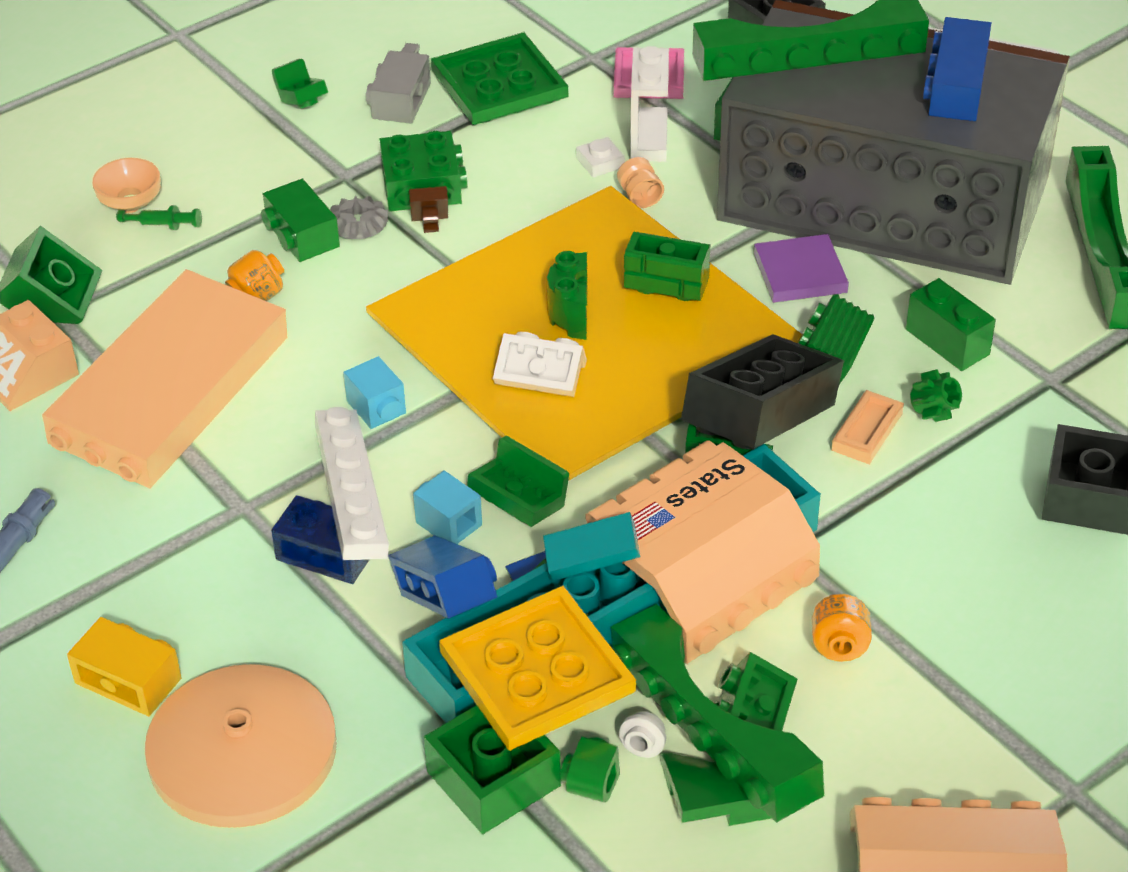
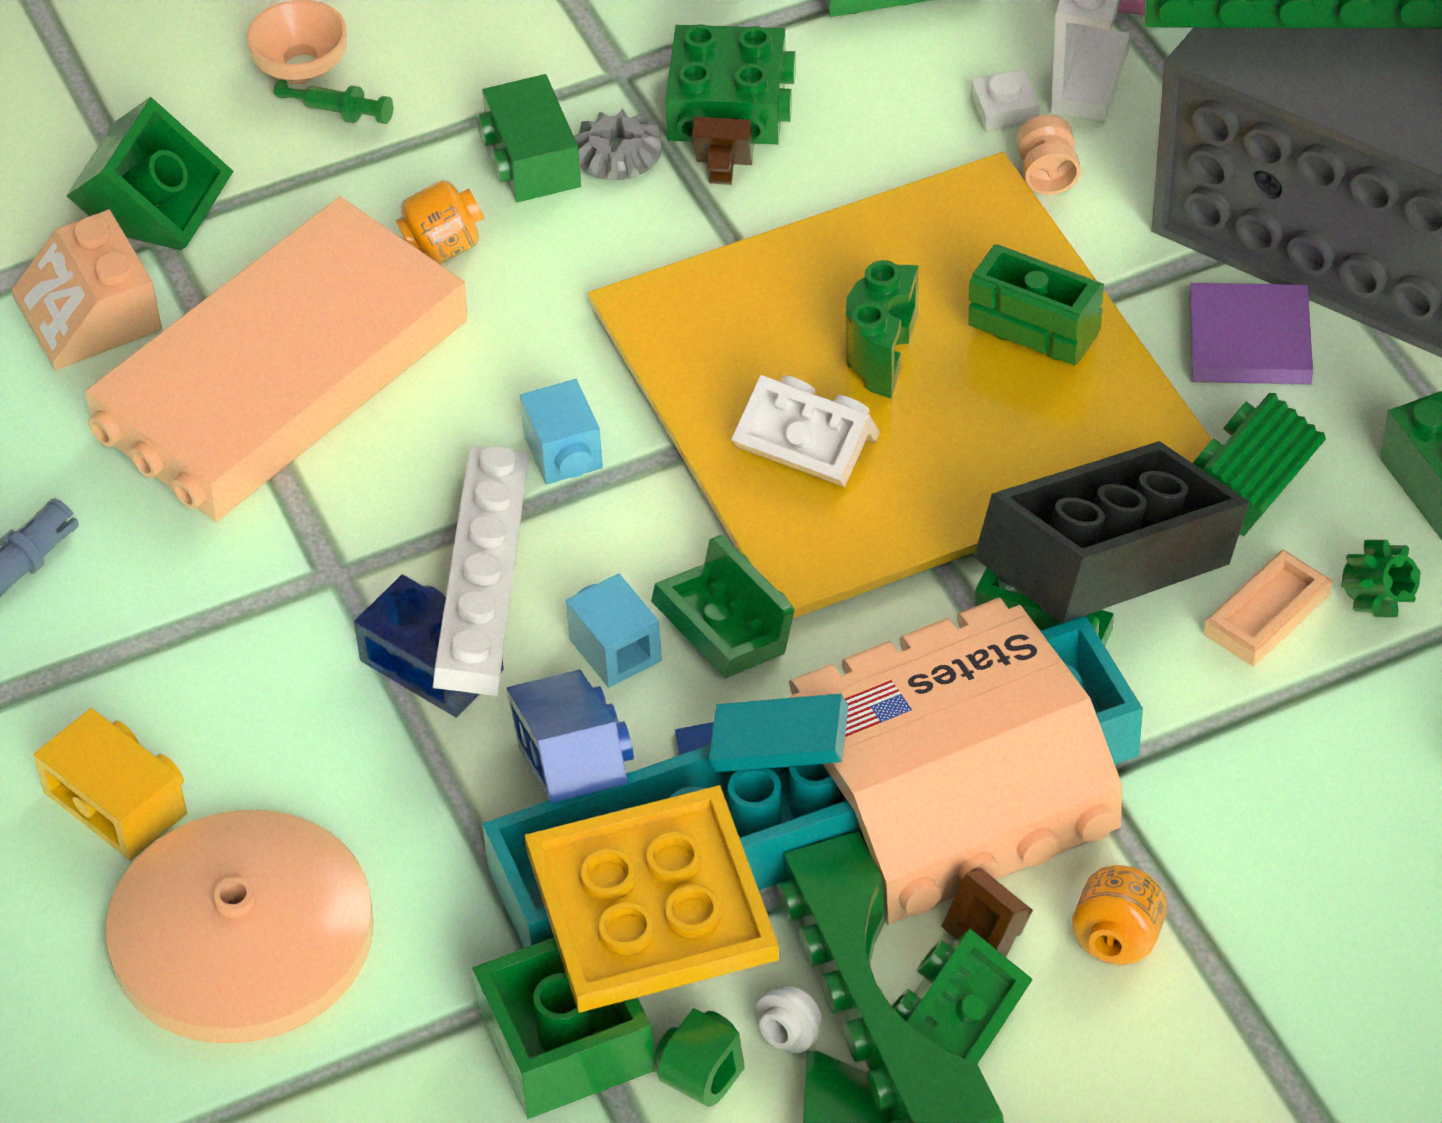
camera: 15 degrees right, 5 degrees up
(754, 637) = (988, 911): none -> reddish brown tile

